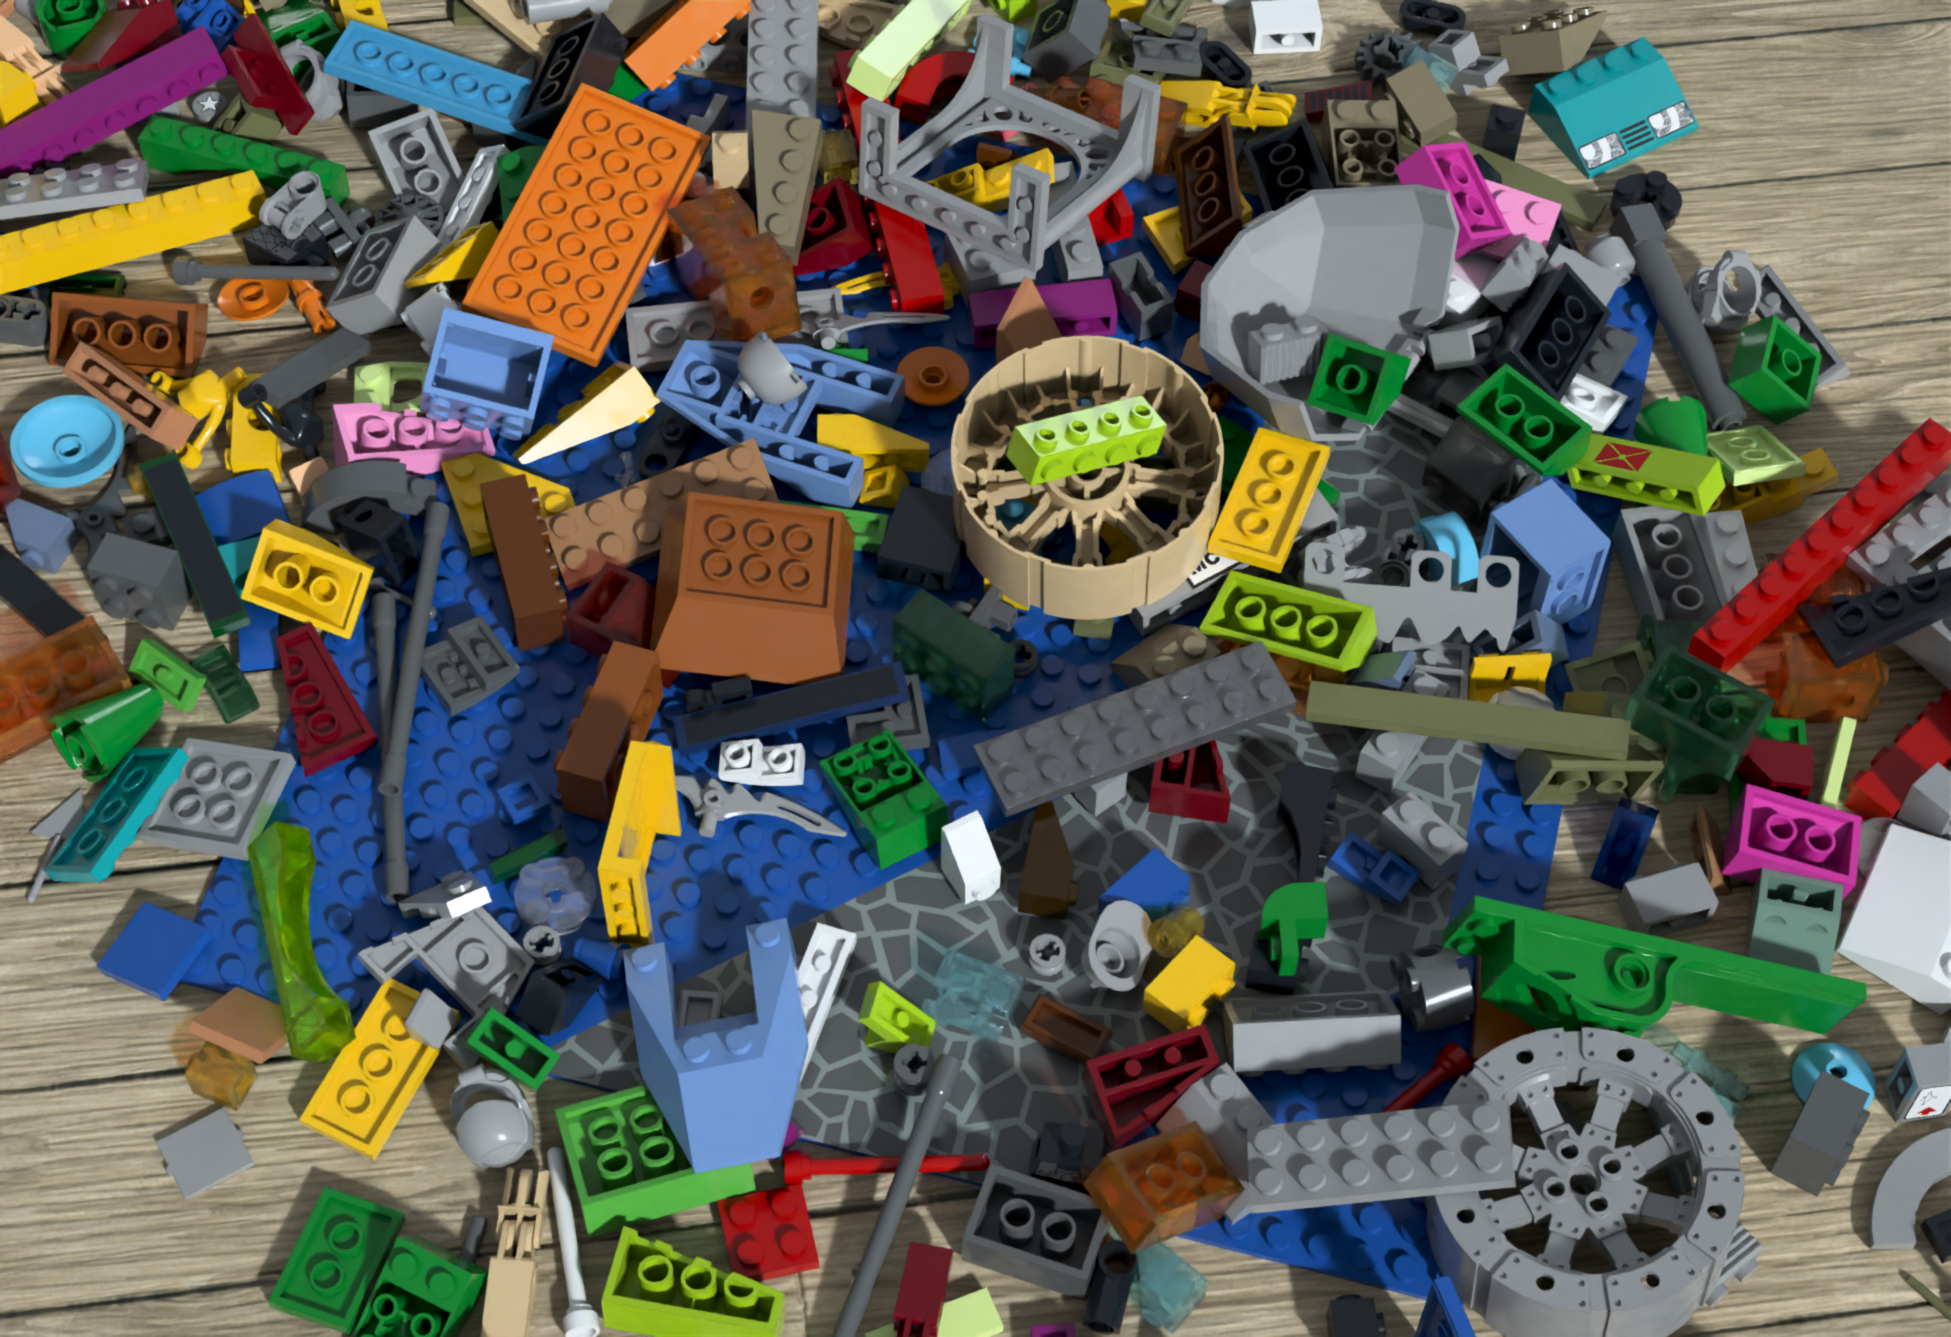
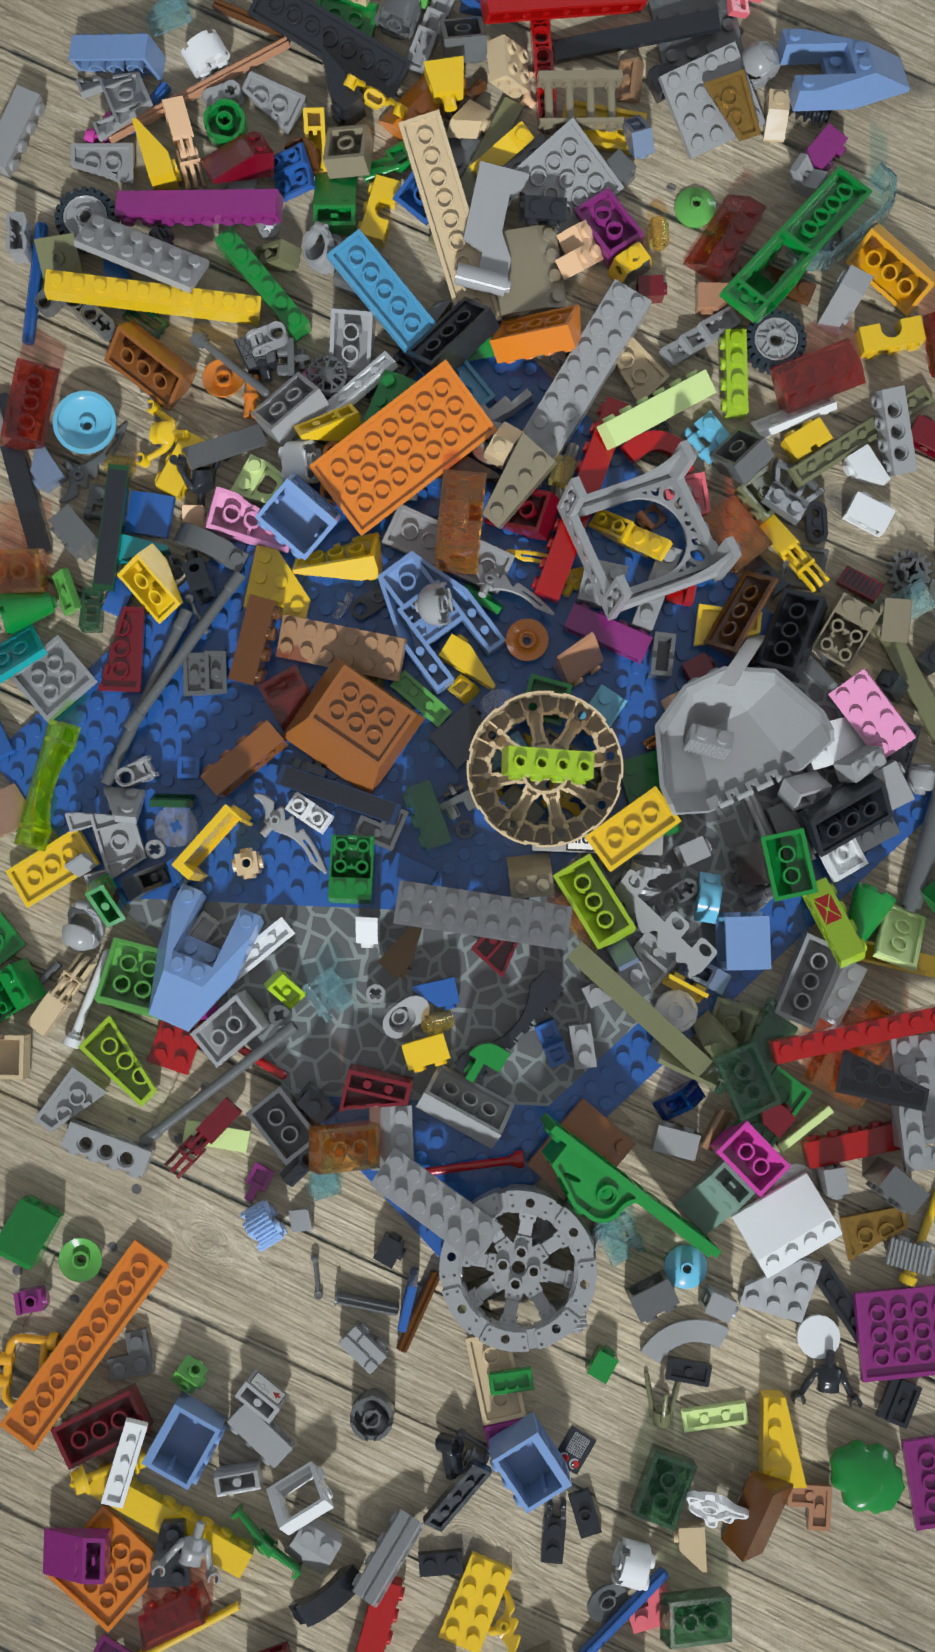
camera: 30 degrees right, 30 degrees up
(130, 396) = (126, 413): nougat brick -> none
(266, 76) = (296, 236): dark red bracket -> none
(445, 847) = (138, 772): none -> light grey piece
(711, 876) = (256, 863): none -> tan brick
(846, 1128) = (230, 1028): none -> light grey slope
(1062, 96) = (704, 499): reddish brown pin -> none
(1065, 1030) = (360, 1035): reddish brown tile -> none
(1357, 379) = (730, 782): green slope -> none
(1375, 496) = (693, 851): none -> light grey brick
(1432, 988) = (527, 1125): dark grey brick -> none
(1455, 170) = (857, 704): dark pink slope -> none
(1831, 1297) = (602, 1363): none -> green brick

